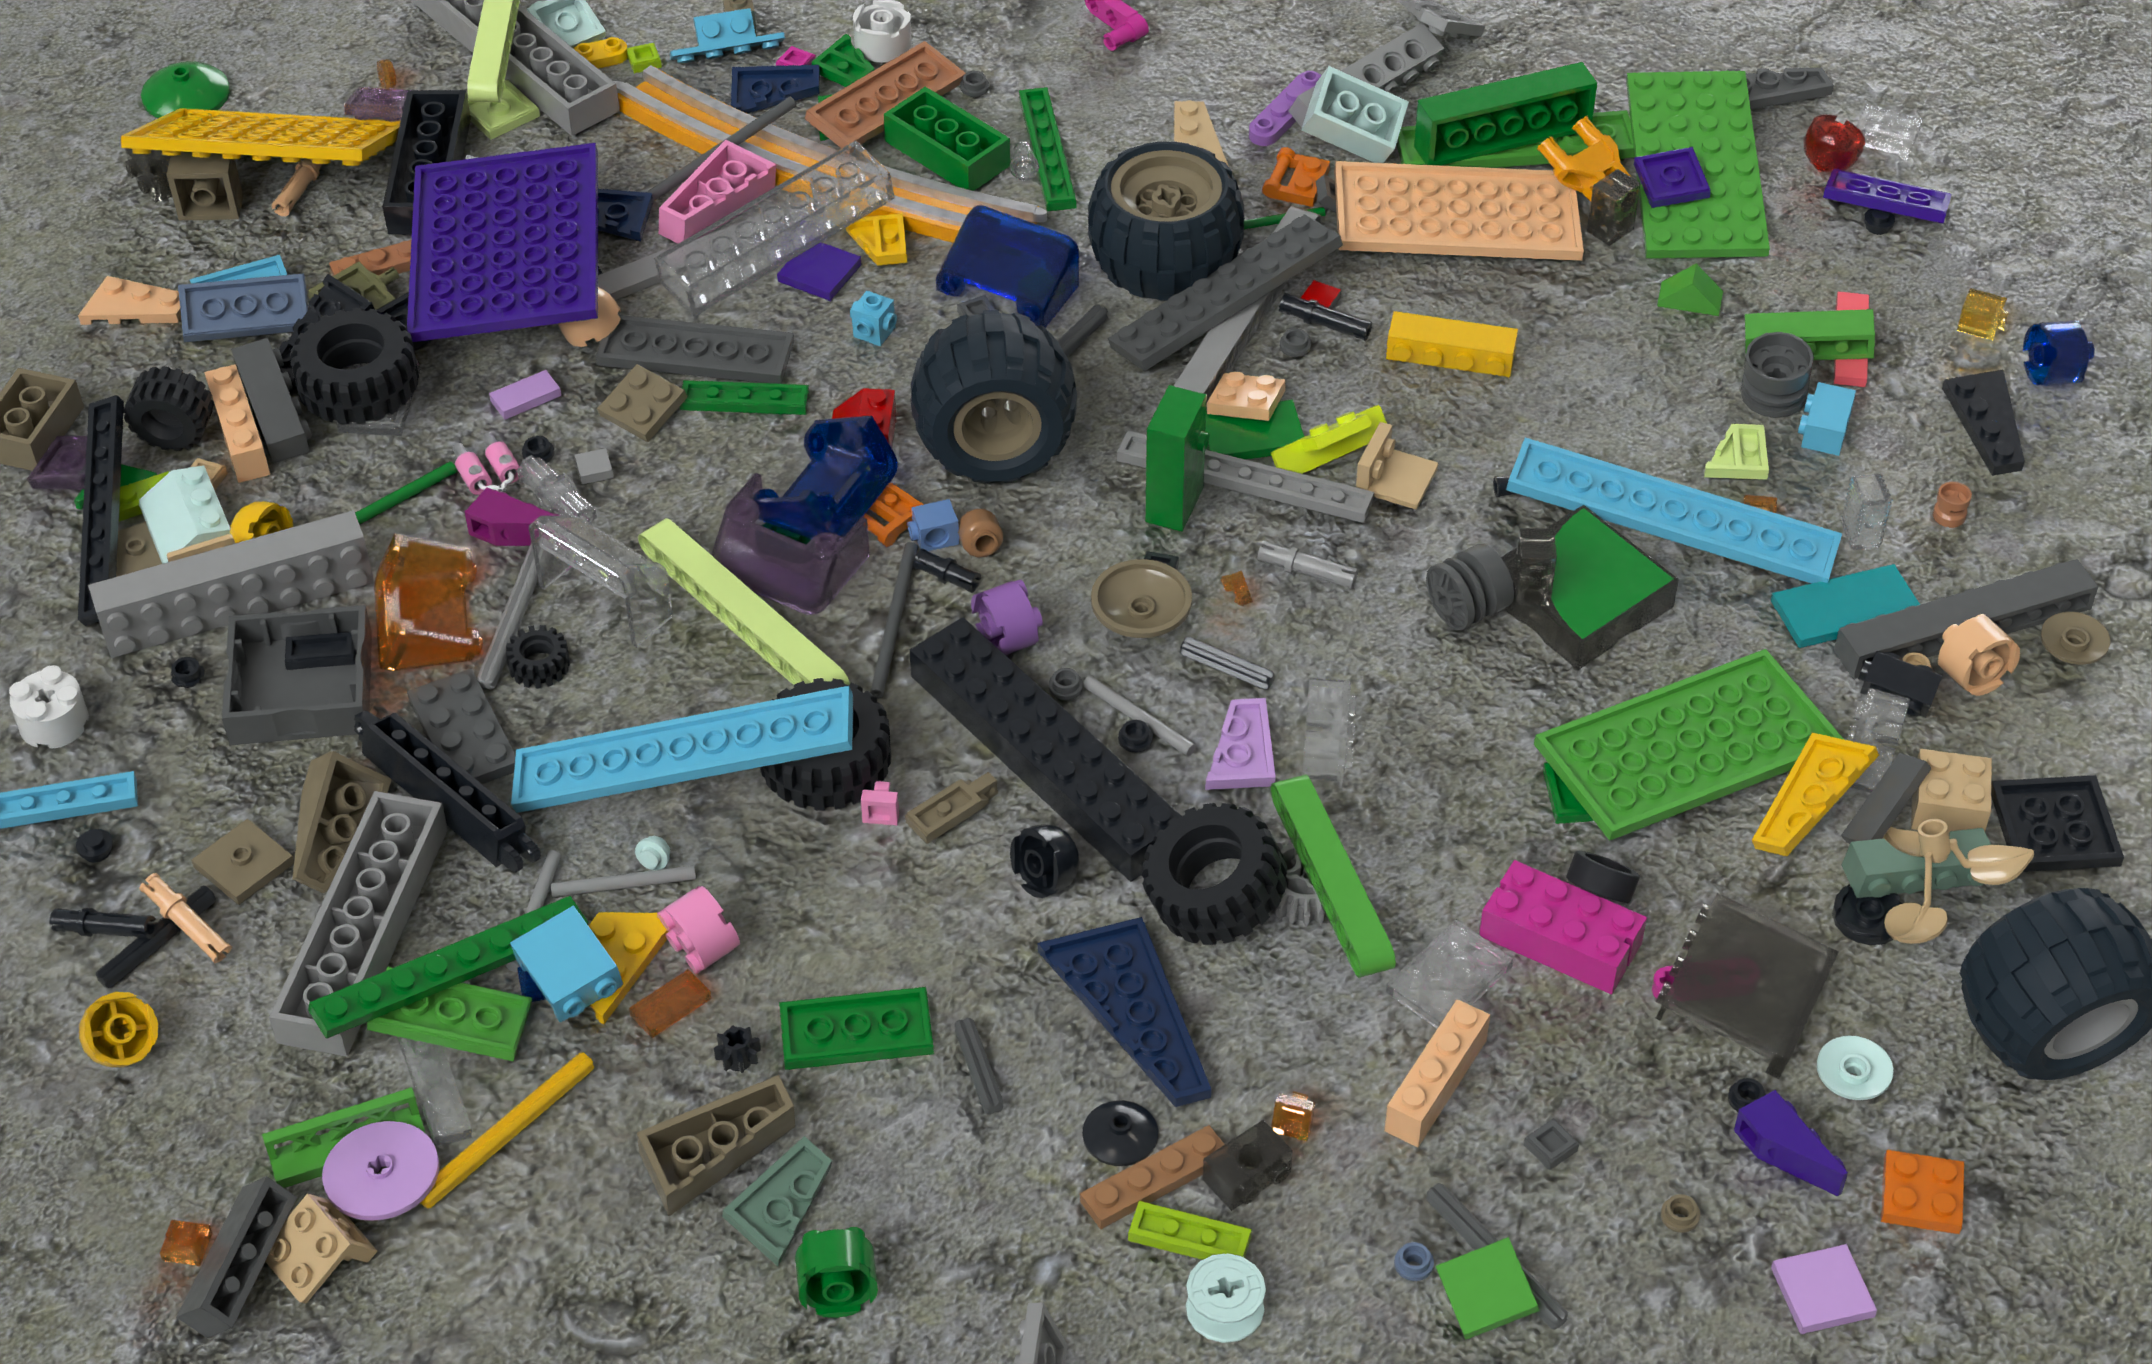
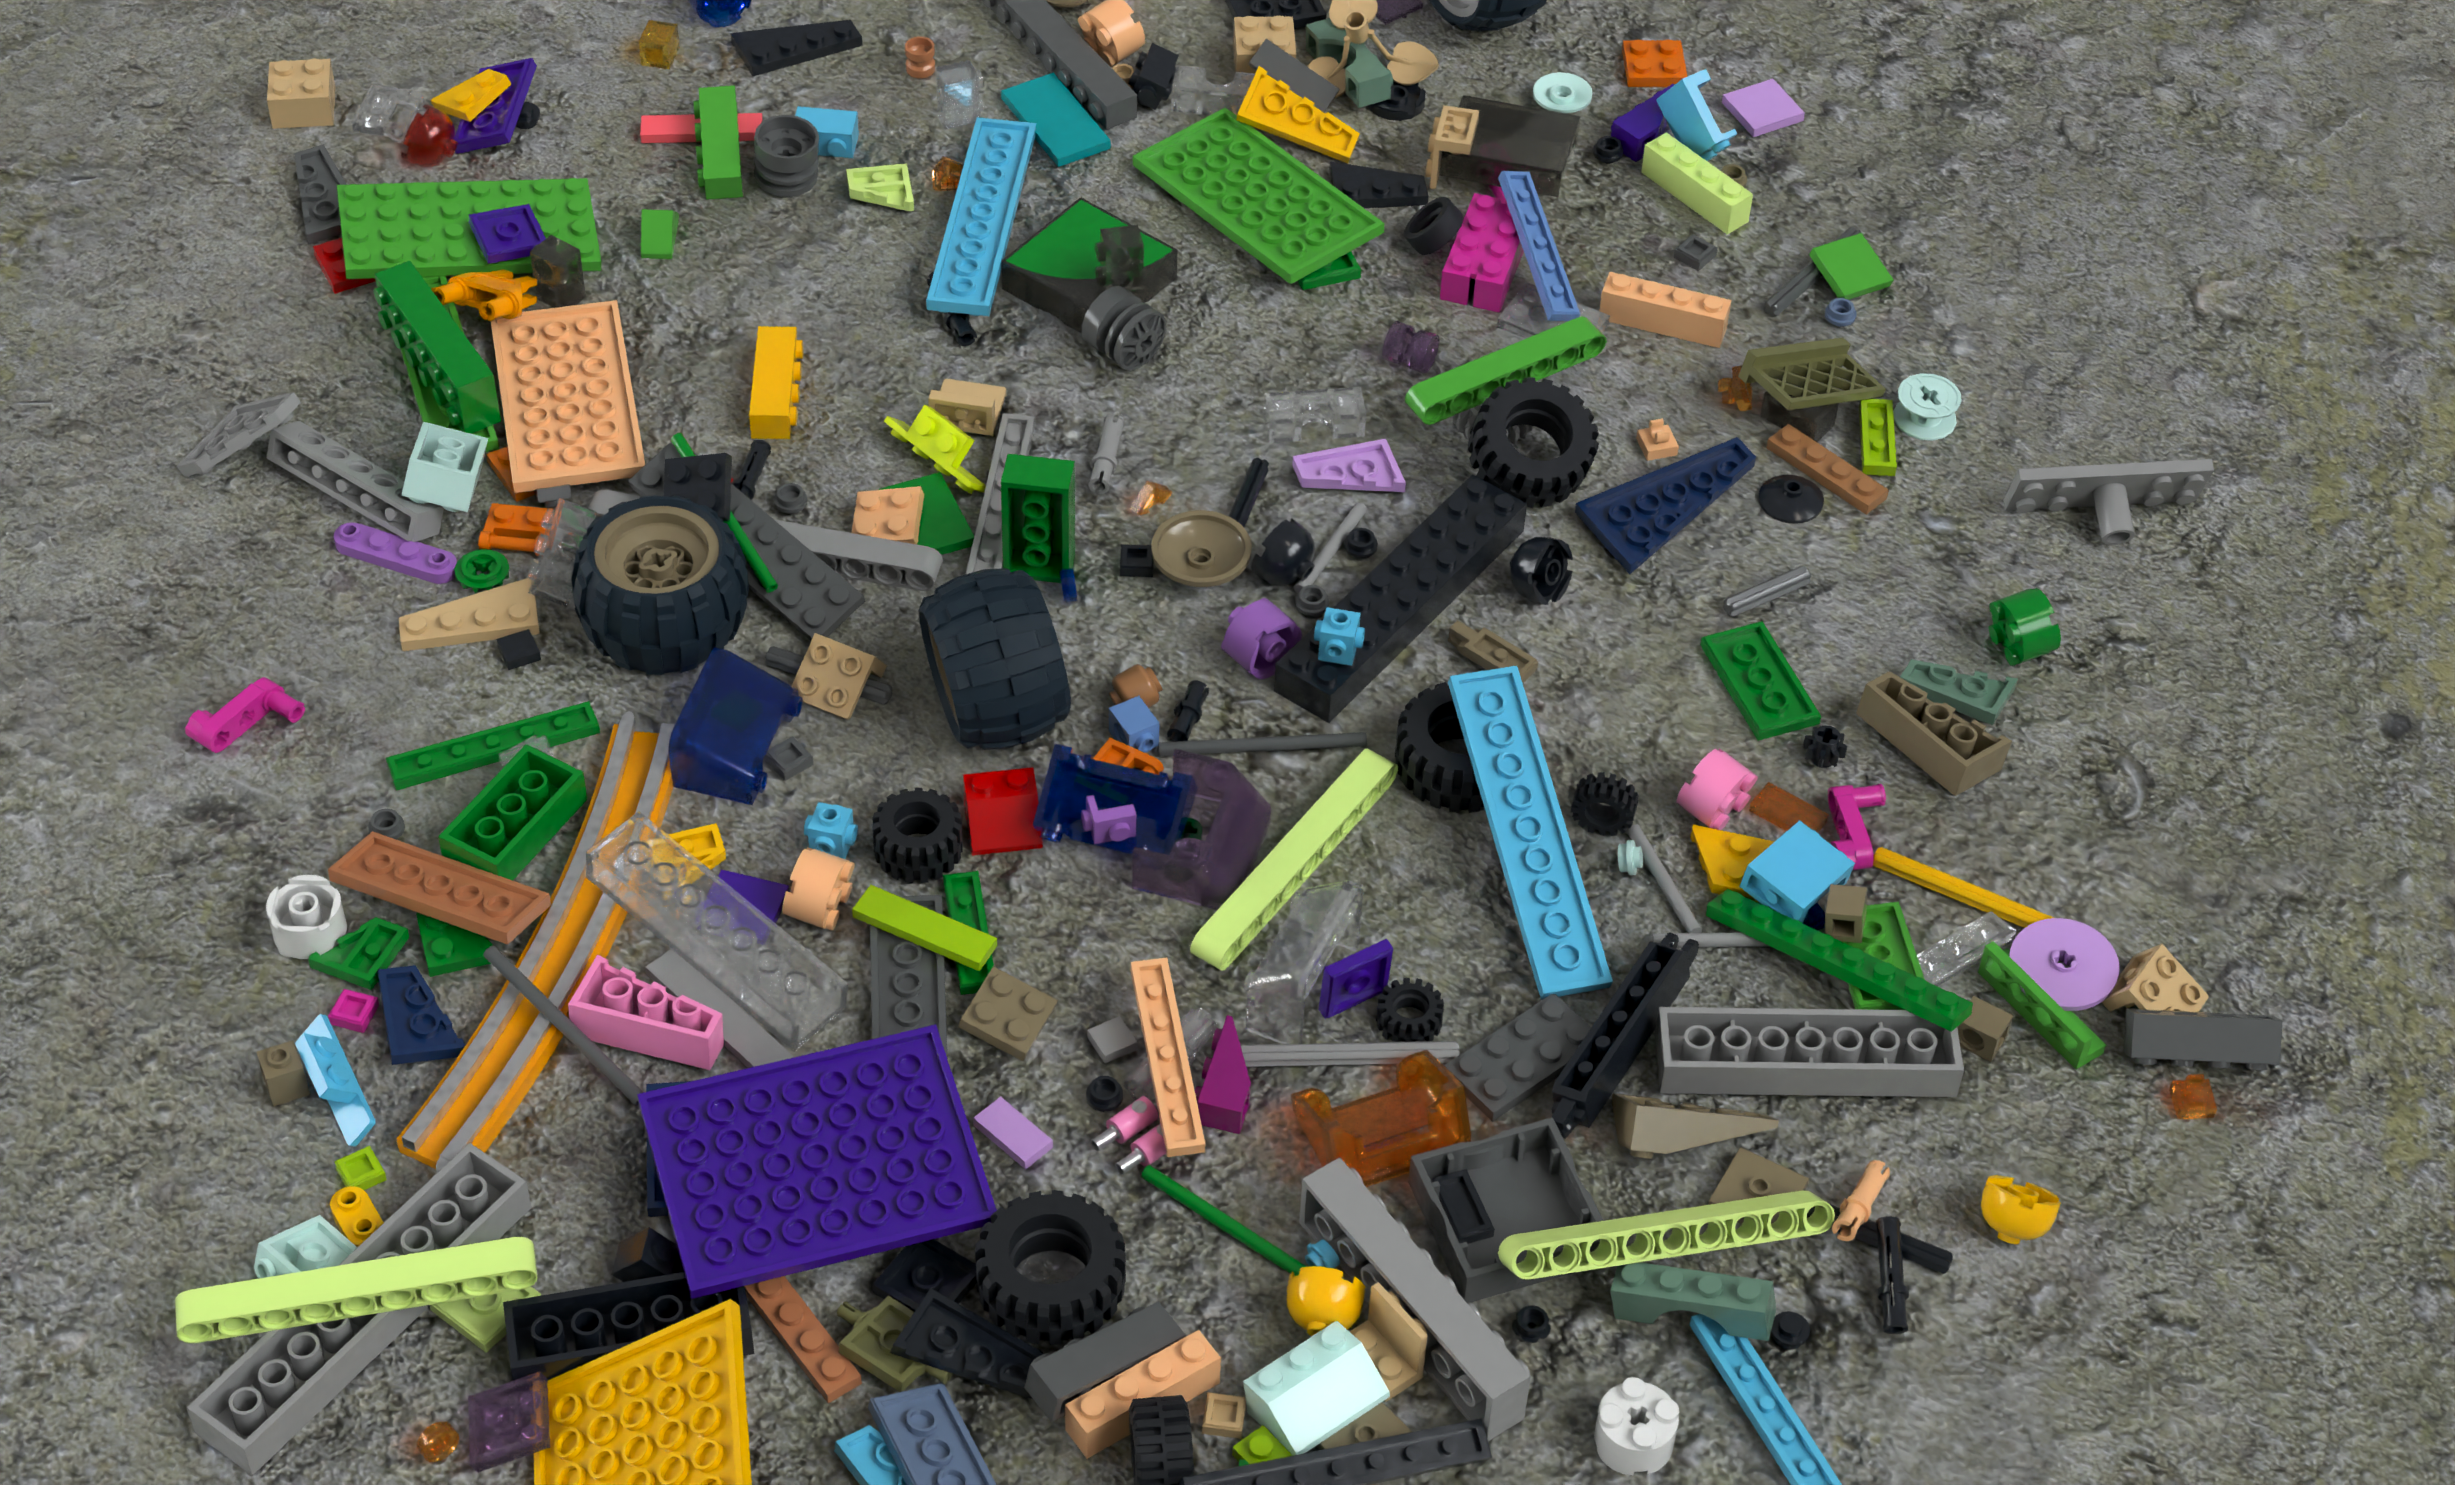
camera: 105 degrees left, 0 degrees up
(109, 784) = (1737, 1303): none -> sand green arch
(199, 754) = (1652, 1227): none -> yellowish green beam
(336, 1077) = (1985, 1029): none -> dark tan brick
(501, 987) = (1846, 913): none -> dark tan brick
(534, 468) = (1167, 1057): none -> light nougat plate
(572, 610) = (1355, 978): none -> dark purple tile
(627, 1042) = (1853, 836): none -> dark pink beam
(712, 835) = (1598, 790): none -> black tyre
(741, 355) = (924, 927): none -> lime tile
(806, 296) = (818, 887): none -> light nougat brick
(809, 466) = (1110, 823): none -> medium lavender bracket
(846, 363) = (917, 814): none -> black tyre
(959, 645) = (1339, 636): none -> medium azure brick
(1079, 341) = (834, 675): none -> tan bracket
(1115, 659) = (1286, 555): none -> black cylinder
(1129, 509) = (1068, 585): none -> clear blue tile
(1232, 1025) = (1657, 440): none -> light nougat tile
(1244, 263) = (748, 549): none -> green piece
(1251, 145) = (482, 561): none -> green gear
(1264, 239) = (702, 480): none -> black plate
(1273, 186) = (553, 568): none -> clear arch
(1308, 1170) = (1812, 362): none -> olive fence
(1412, 824) = (1407, 346): none -> clear purple wheel
(1540, 951) = (1538, 246): none -> medium blue tile
(1664, 1163) = (1697, 183): none -> yellowish green brick
(1703, 858) = (1378, 187): none -> black wing
(1738, 902) = (1451, 133): none -> tan bracket
(1753, 1156) = (1691, 118): none -> medium azure panel
(1897, 178) = (472, 95): none -> yellow wing
(1911, 75) = (301, 93): none -> tan brick

